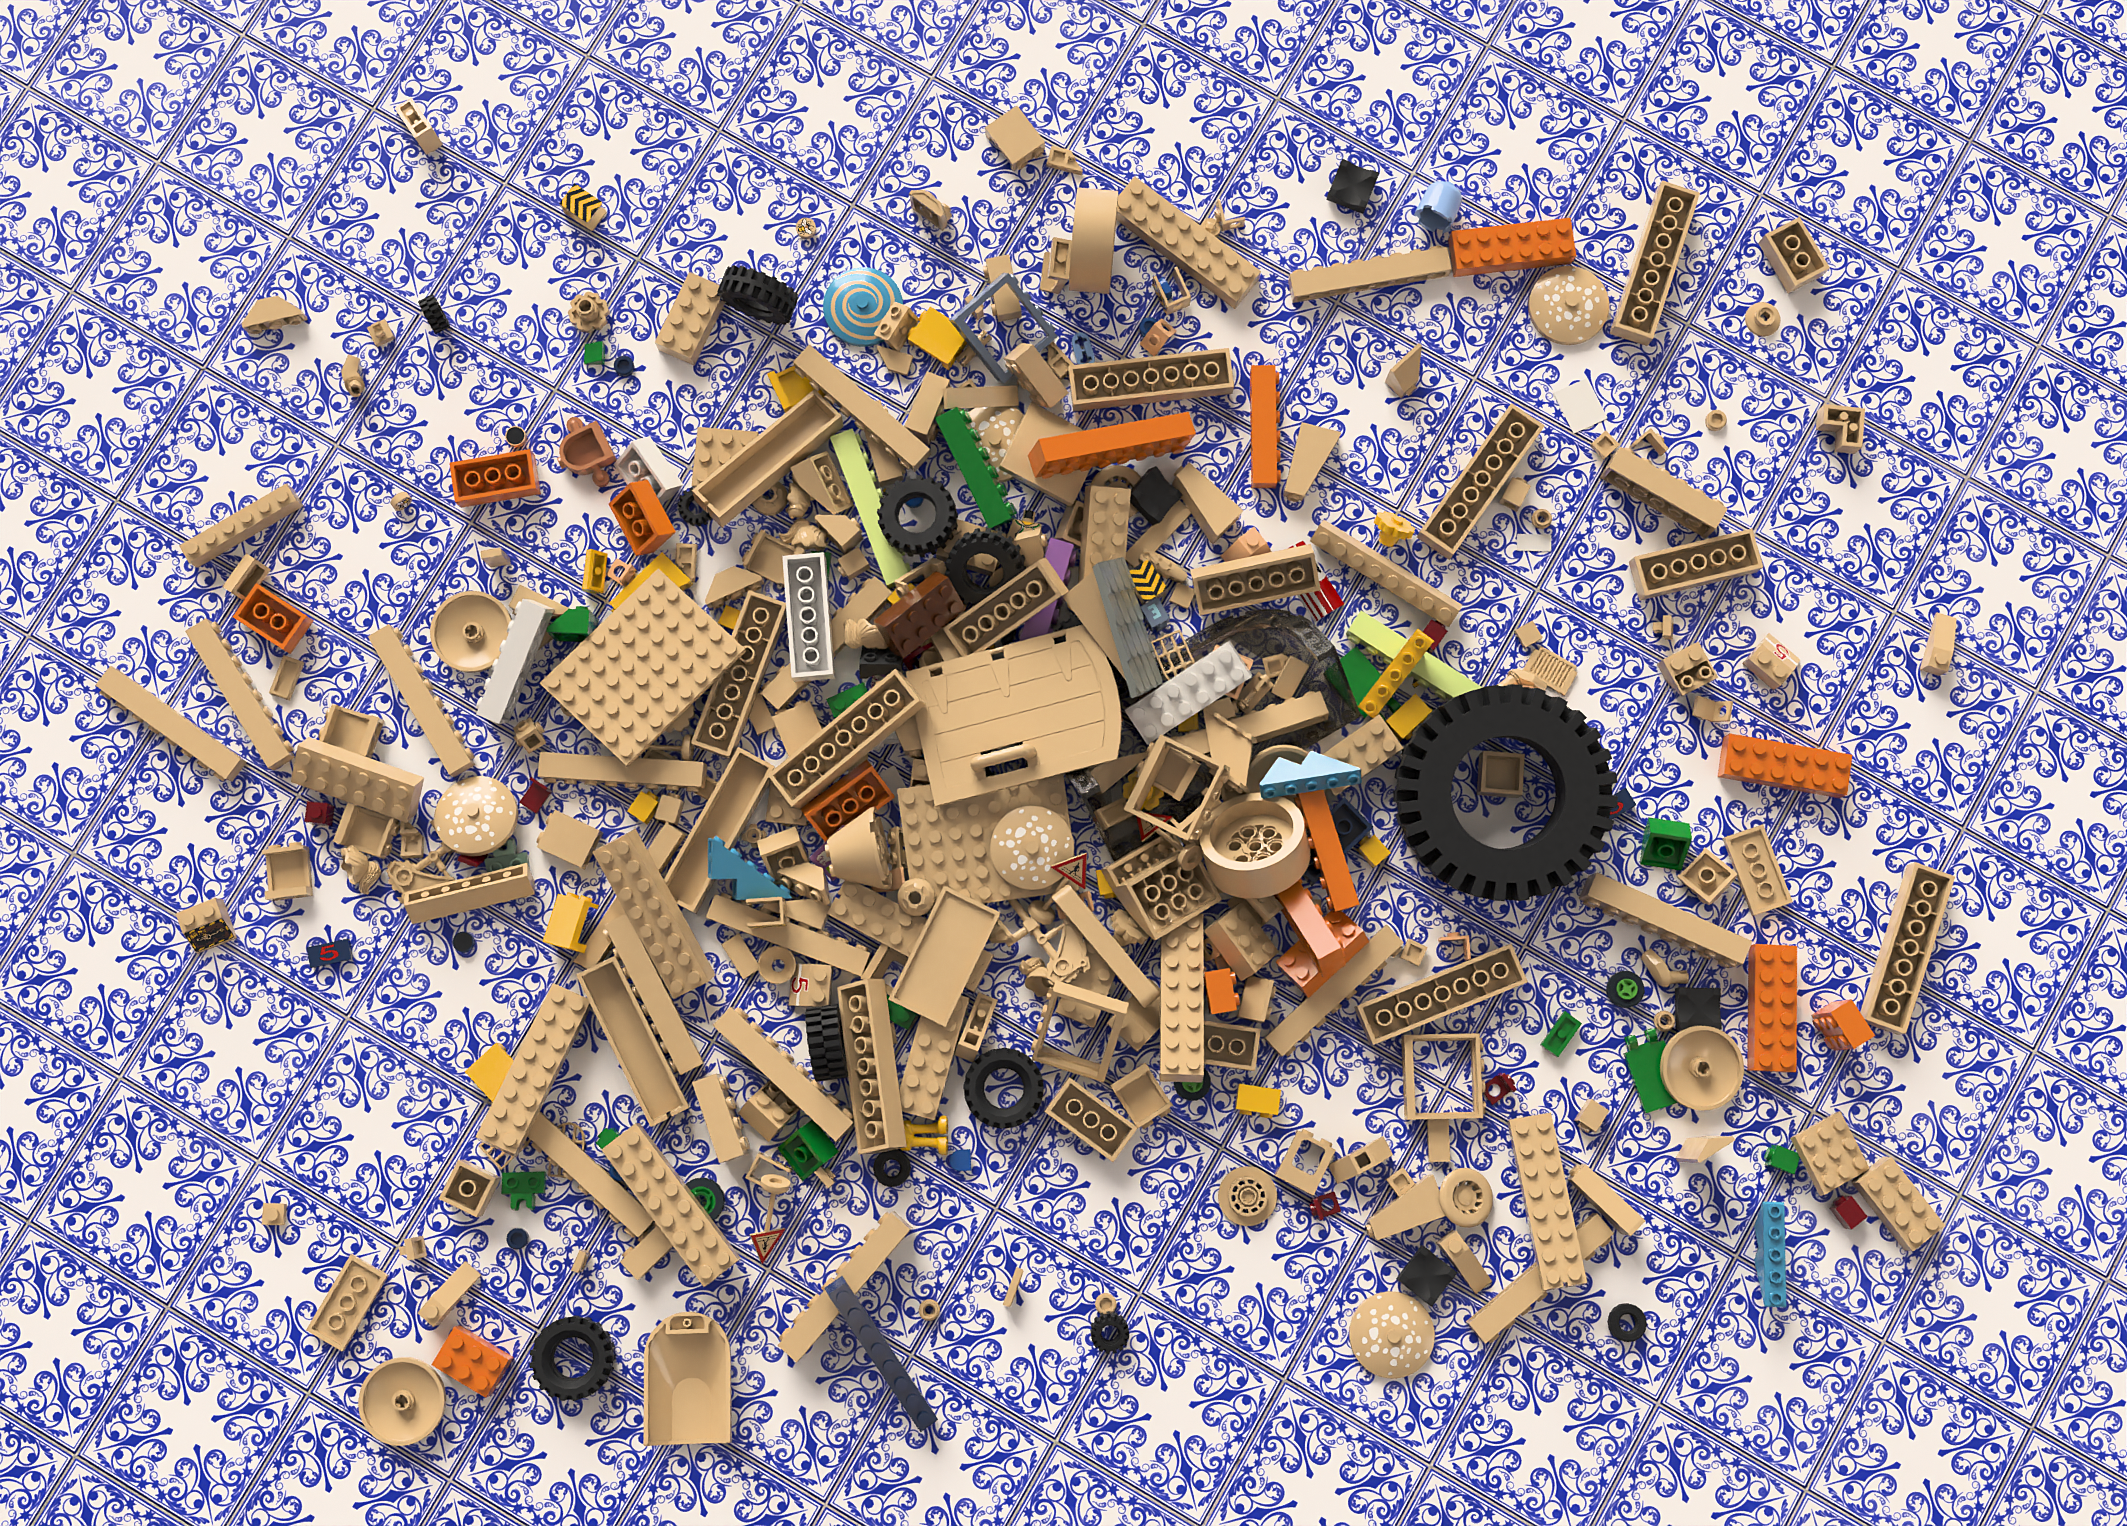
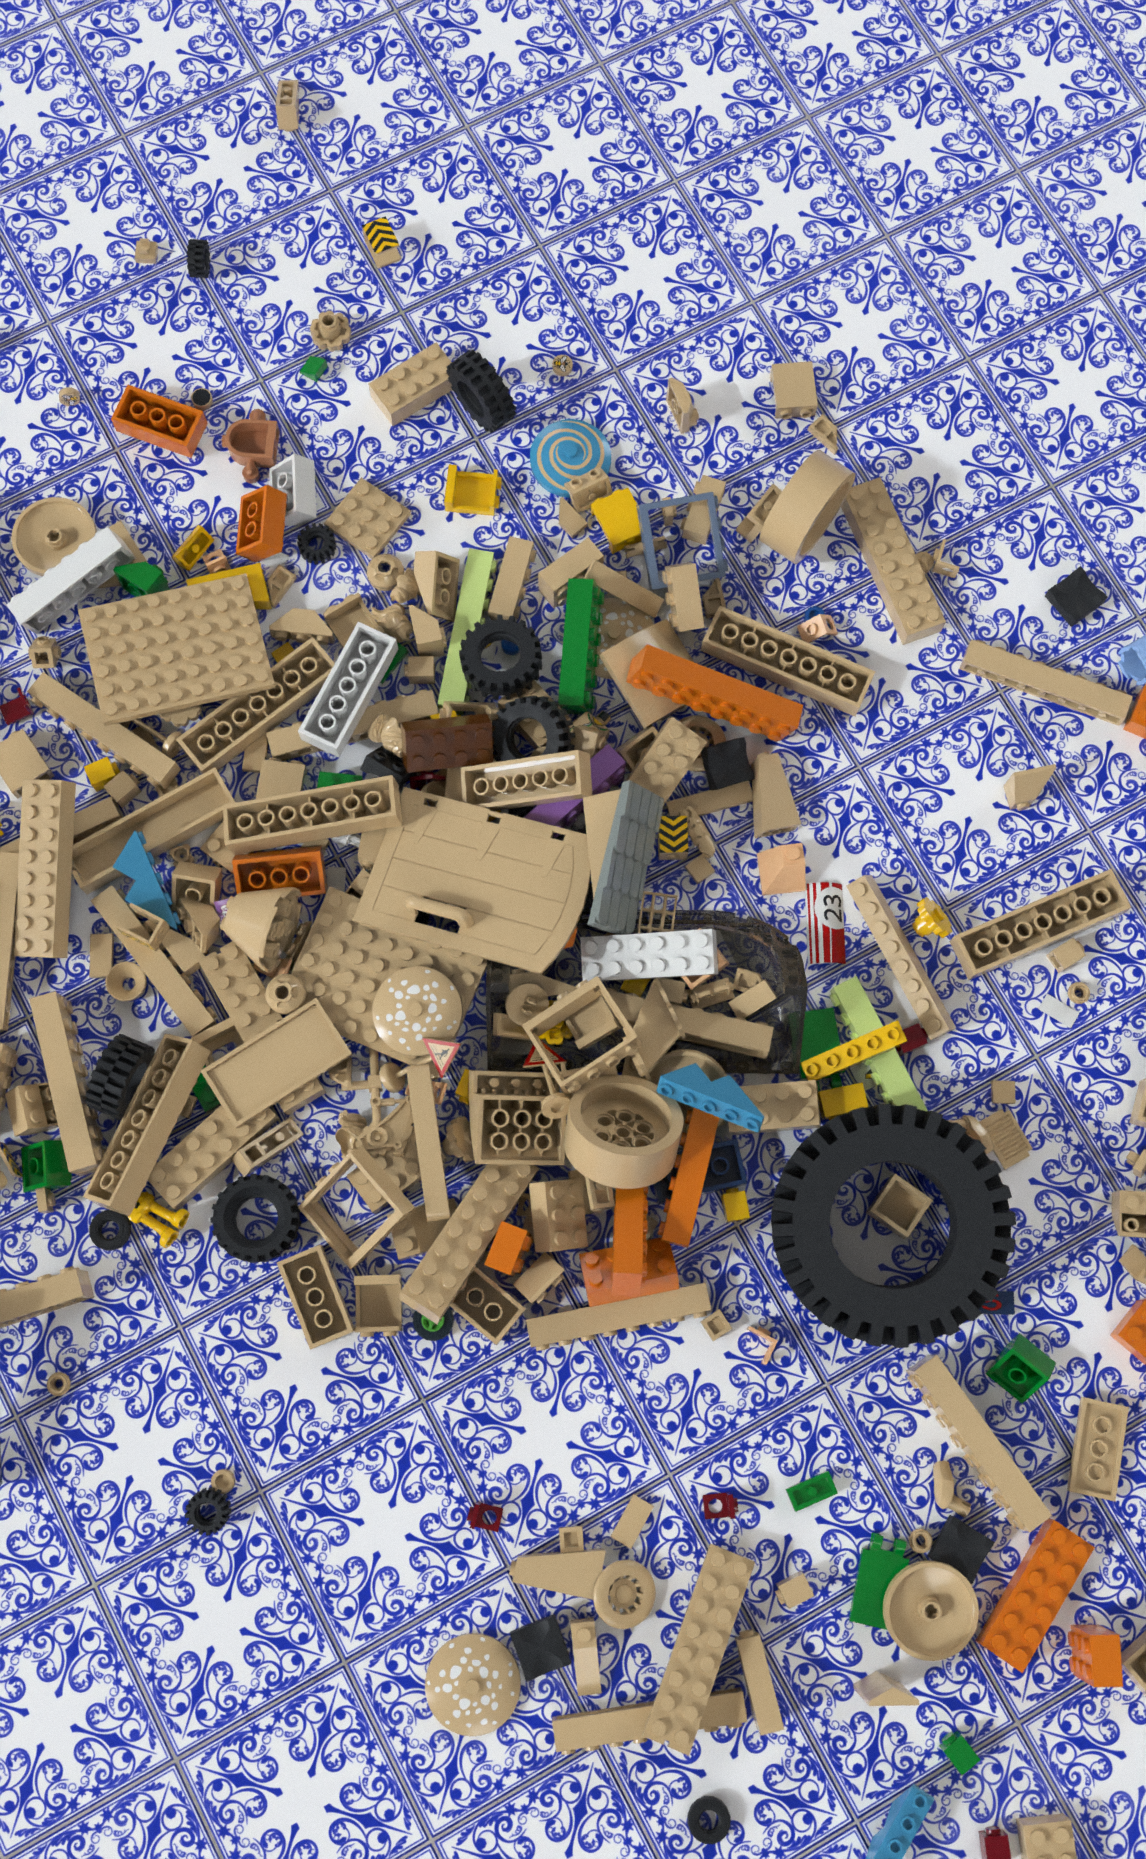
camera: 30 degrees right, 5 degrees down
(272, 314) = (64, 185): tan slope -> none
(352, 380) = (97, 272): tan arm -> none
(495, 557) = (114, 486): tan tile -> none
(624, 366) = (332, 392): dark blue tile -> none
(767, 458) = (400, 533): tan piece -> none
(811, 985) = (146, 1019): tan slope -> none
(862, 408) = (512, 539): tan brick -> none
(961, 1160) = (176, 1262): blue tile -> none
(1013, 1287) = (146, 1411): tan tile -> none
(1087, 348) = (748, 601): medium blue beam -> none
(1115, 789) = (526, 1002): none -> tan piece
(1155, 615) = (663, 870): sand blue brick -> none
(1166, 288) = (848, 591): blue tile -> none
(1172, 307) = (843, 607): tan piece -> none
(1247, 1196) = (418, 1461): tan wheel -> none
(1255, 579) = (774, 890): tan brick -> none
(1257, 1099) = (483, 1375): yellow brick -> none
(1263, 426) = (866, 760): orange brick -> none
(1297, 1177) = (474, 1472): tan window -> none
(1310, 454) = (894, 810): tan slope -> none
(1360, 1160) = (545, 1493): tan slope -> none
(1440, 994) = (718, 1381): tan brick -> none
(1477, 1067) = (711, 1473): tan window -> none
(1631, 984) = (908, 1485): black wheel -> none
(1707, 877) = (1044, 1425): tan slope -> none
(1830, 1153) = (1010, 1777): tan plate -> none

